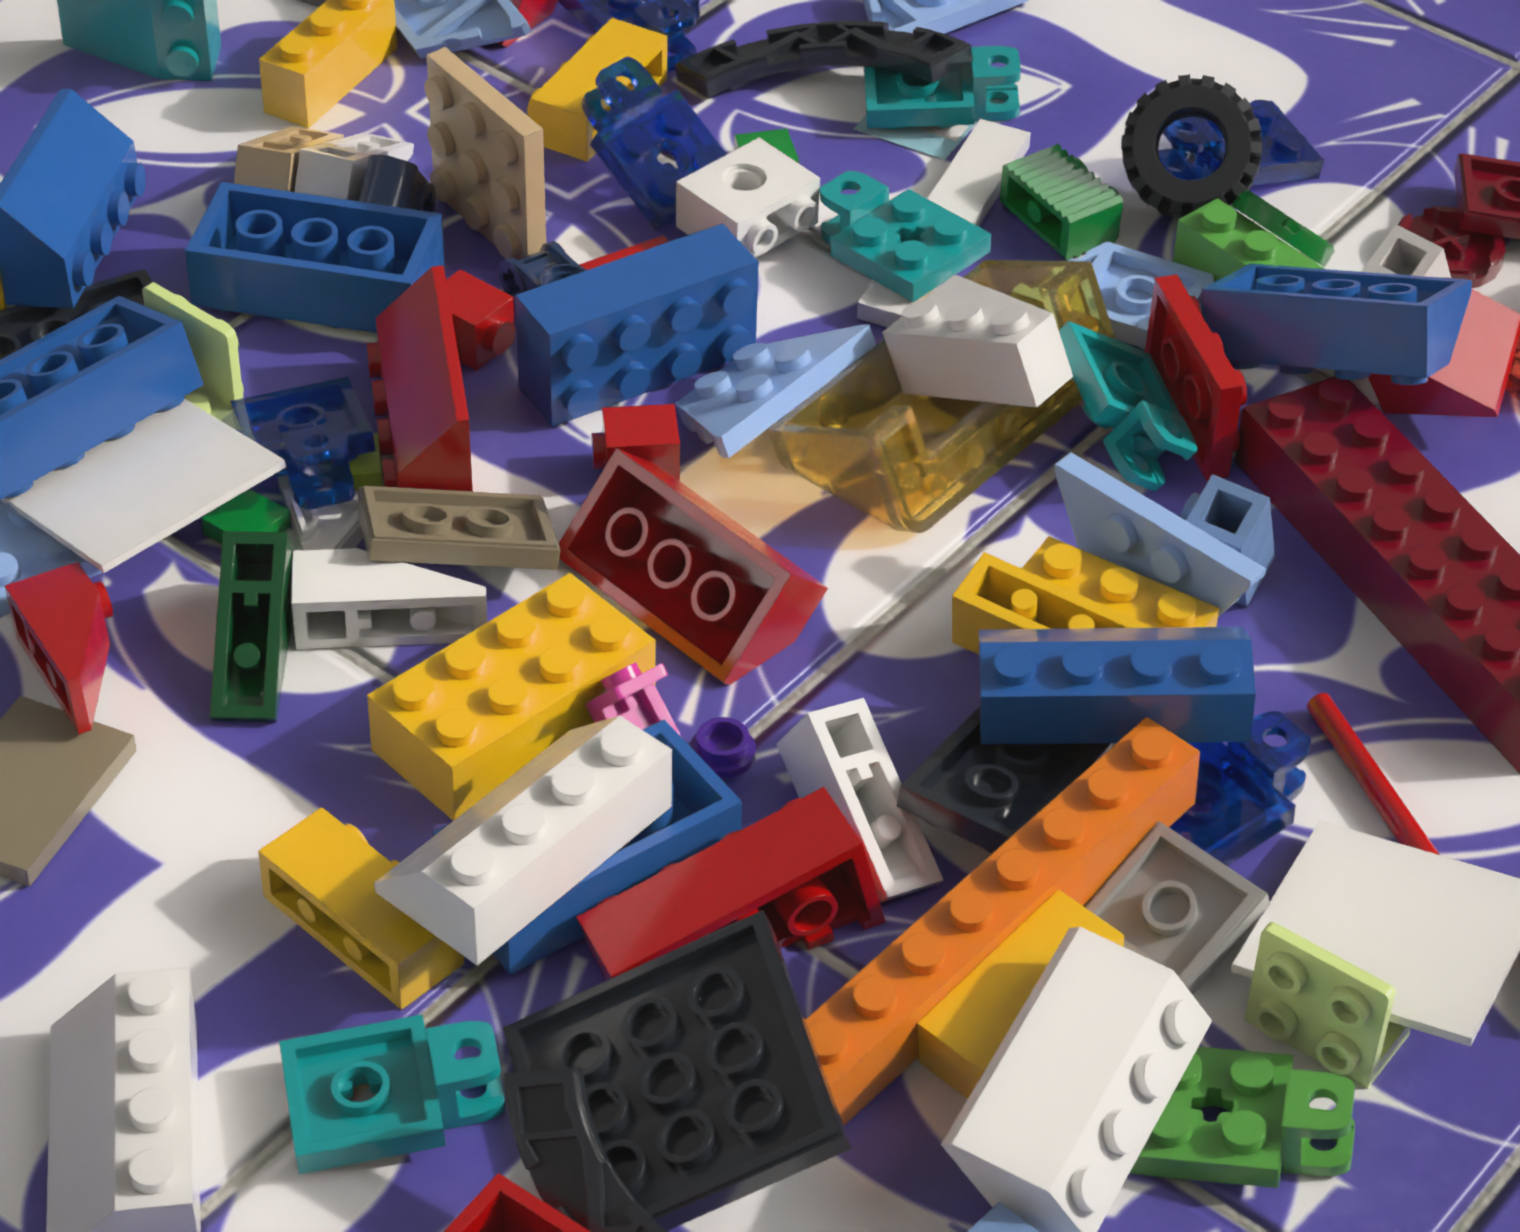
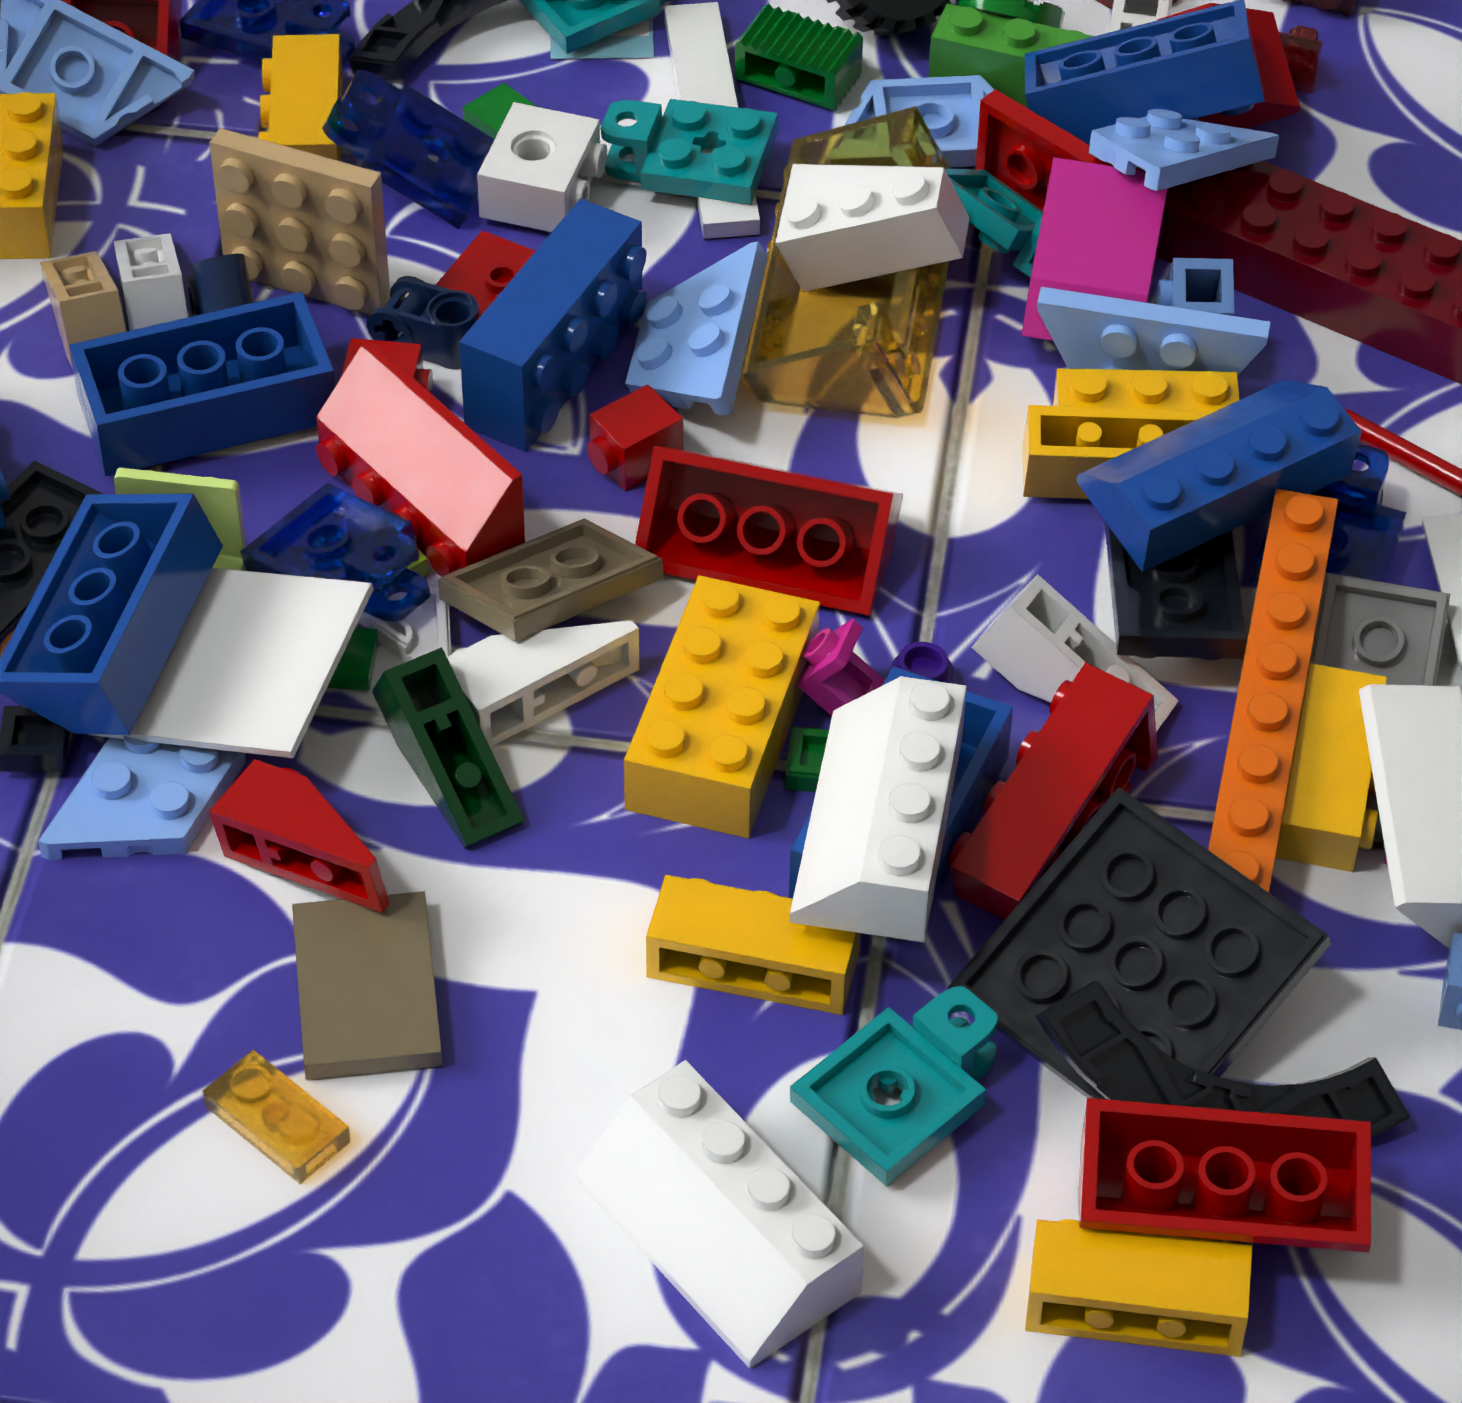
camera: 30 degrees left, 5 degrees up
(1174, 430) = (1095, 236): none -> dark pink slope
(1305, 384) = (1178, 148): none -> light blue wing

